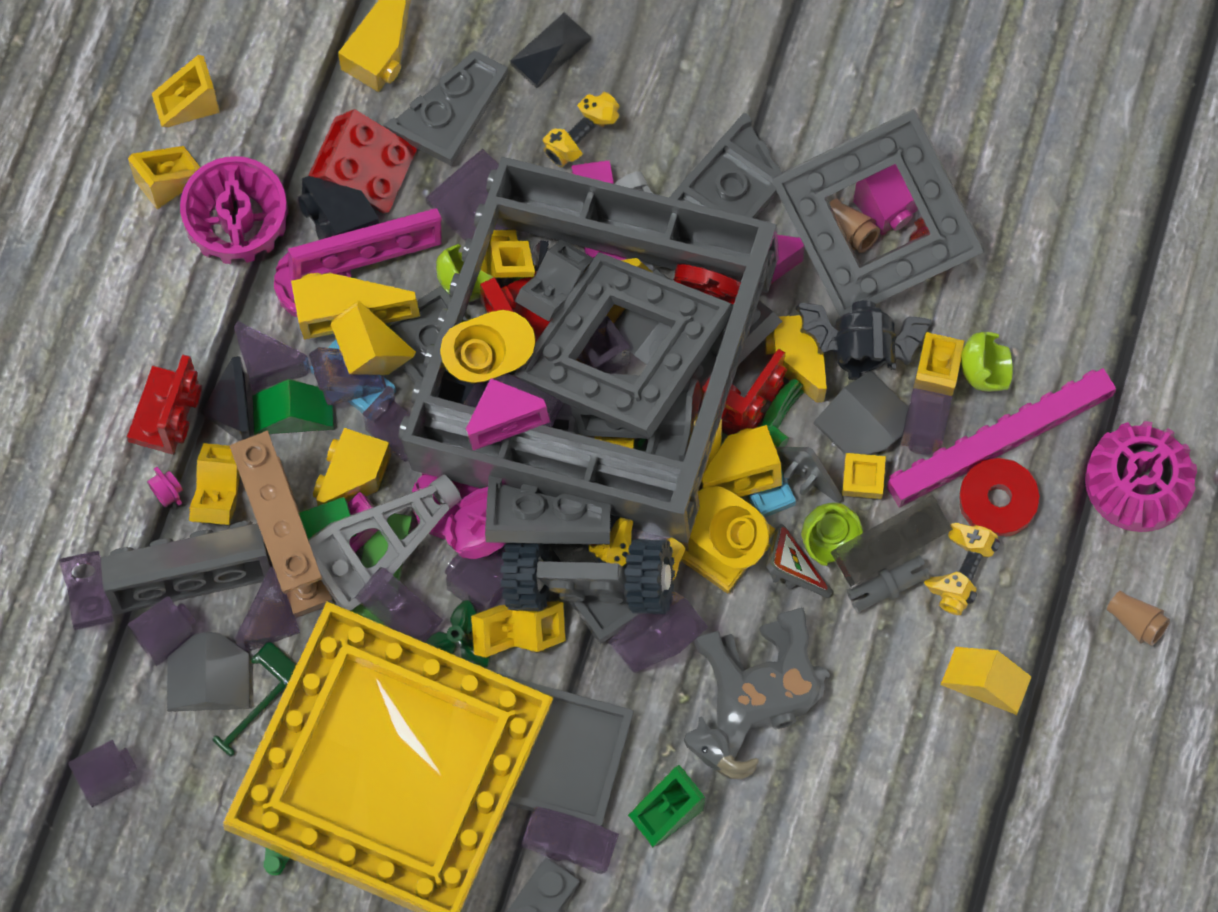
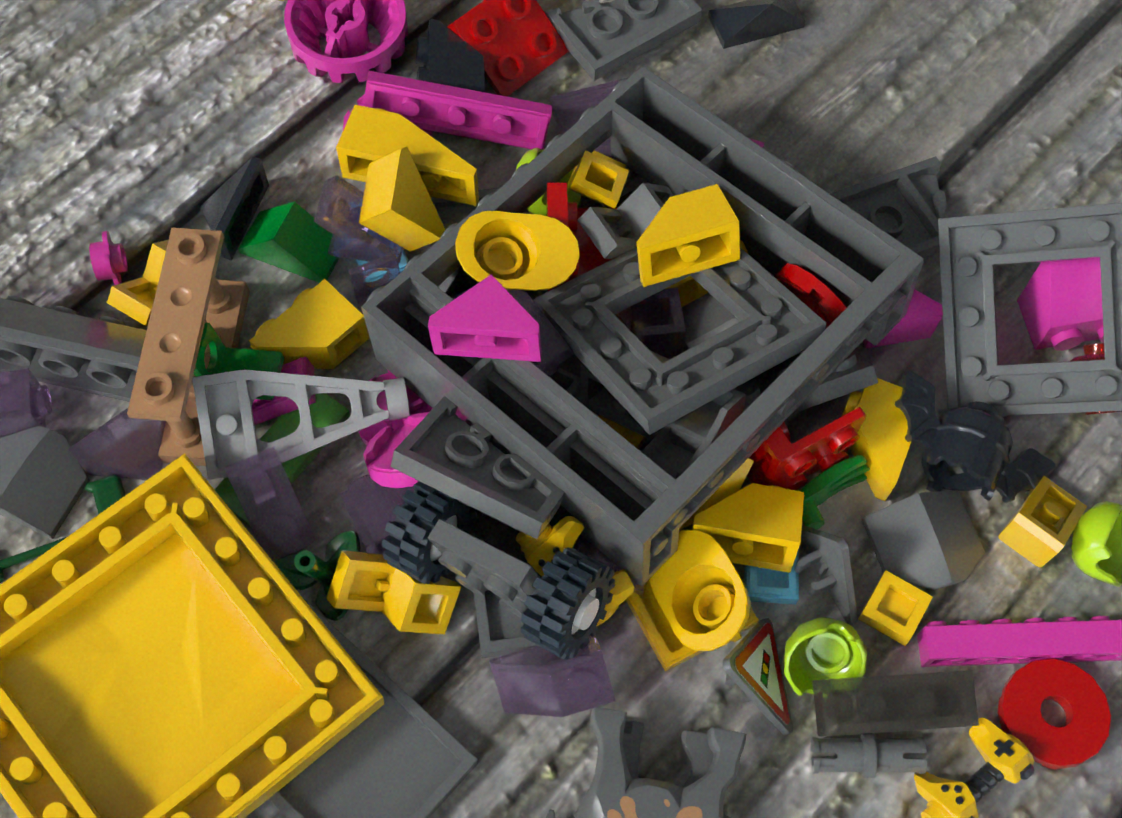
camera: 25 degrees right, 5 degrees down
(164, 407) = (163, 179): red bracket -> none
(268, 359) = (288, 175): clear purple slope -> none
(596, 110) = (773, 91): yellow piece -> none
(603, 278) = (689, 236): none -> yellow slope
(857, 227) = (1014, 326): medium nougat cone -> none
(926, 421) = (1001, 578): clear purple brick -> none

